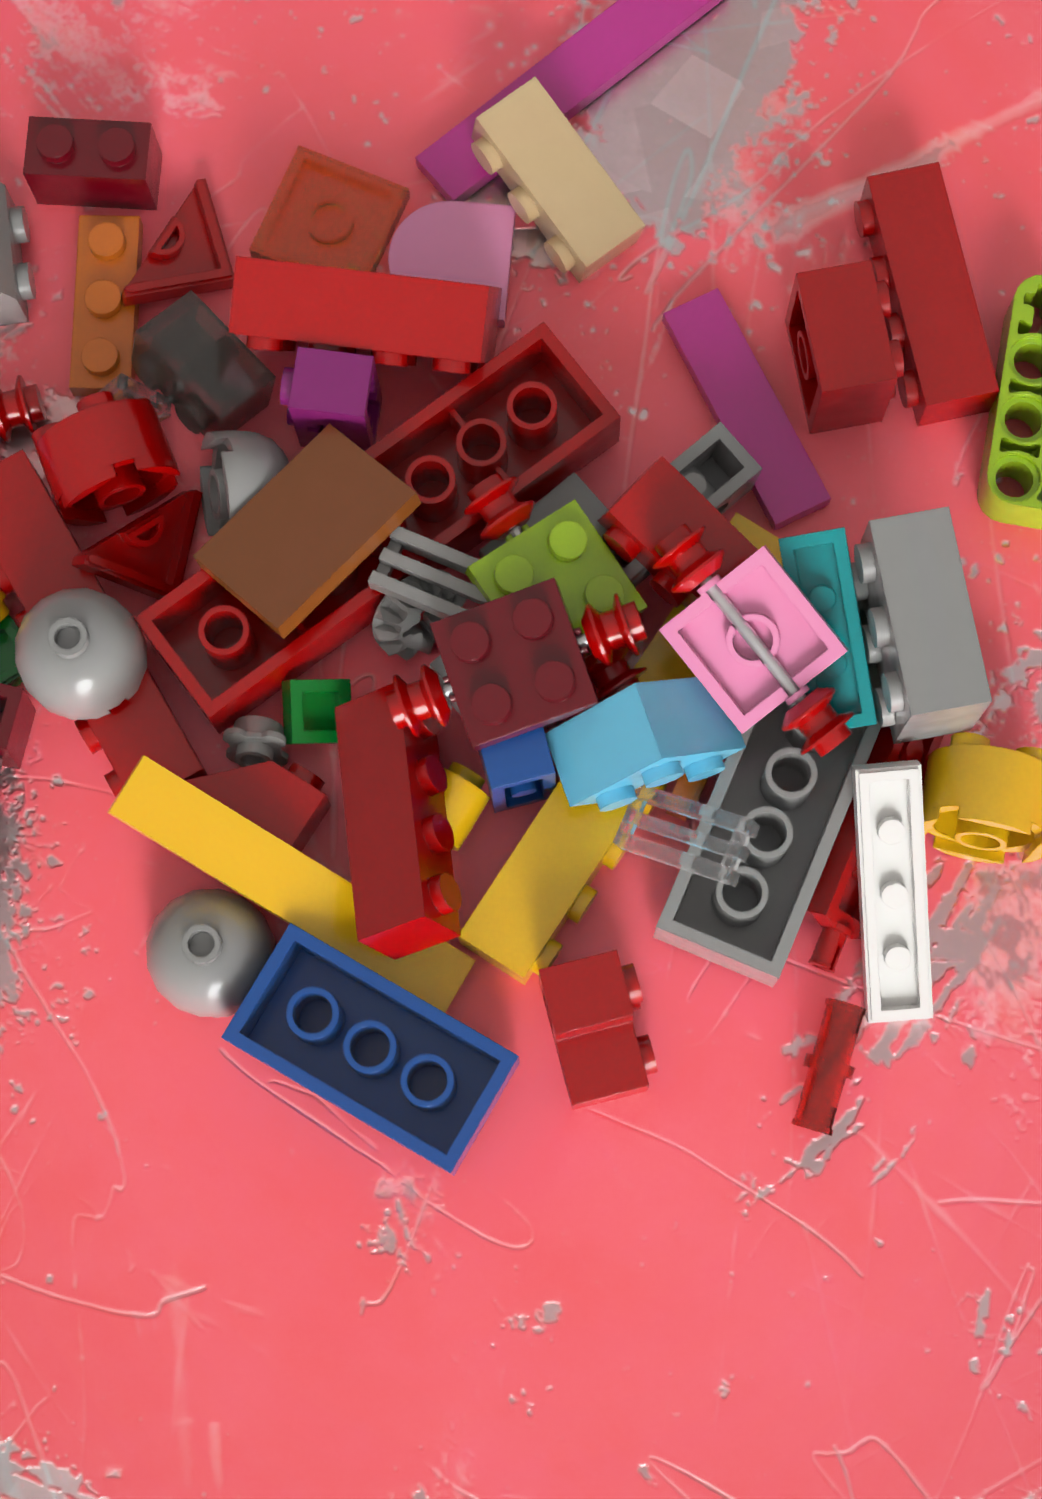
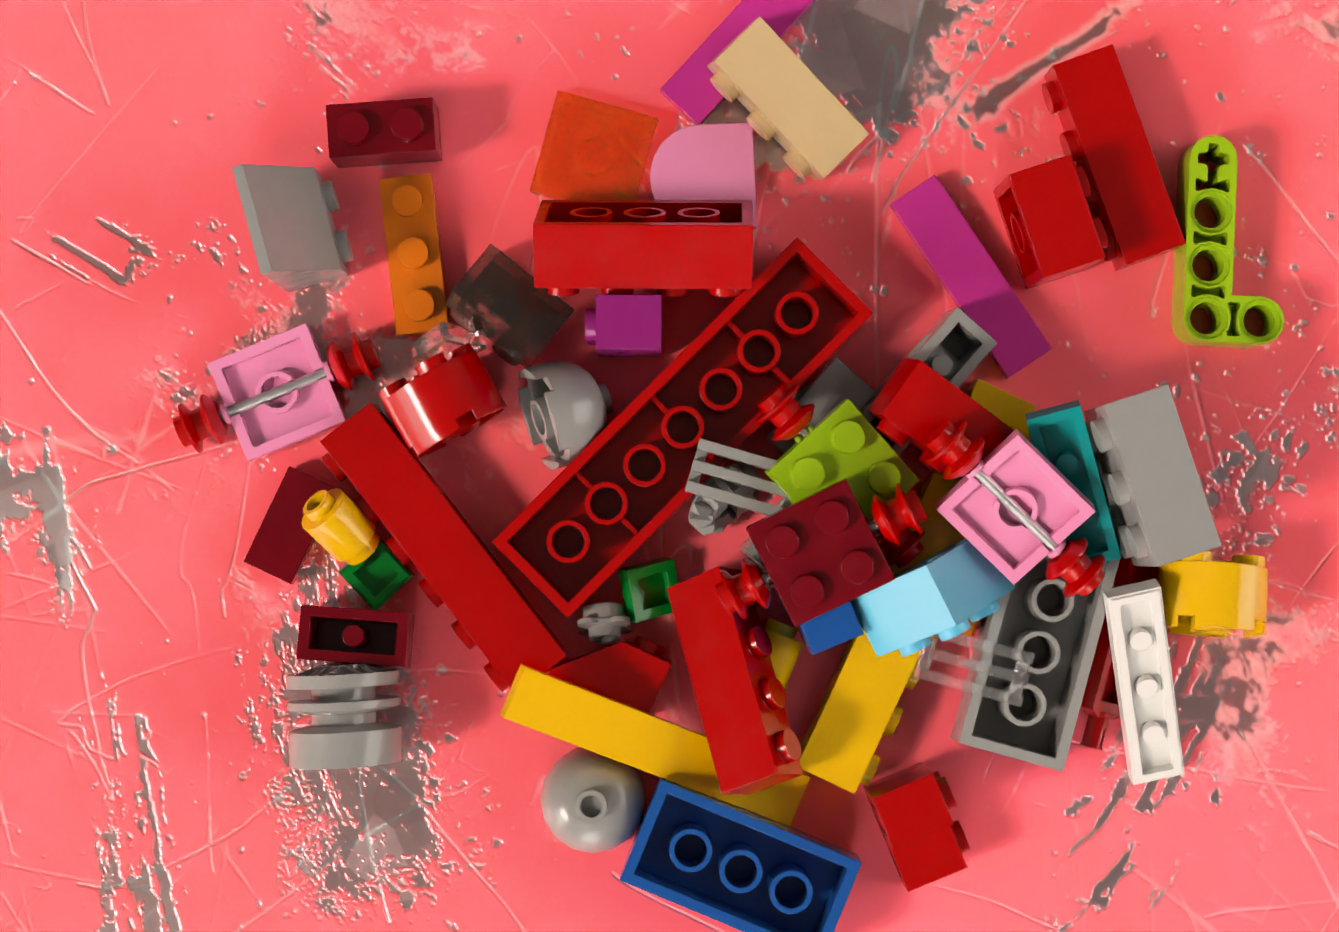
camera: 15 degrees left, 10 degrees up
(80, 653) = (451, 576): light grey cylinder -> none
(150, 550) = (490, 469): red tile -> none
(185, 255) = (477, 202): red tile -> none
(307, 530) = (627, 452): dark orange tile -> none
(829, 1066) = (1106, 825): clear red pin -> none

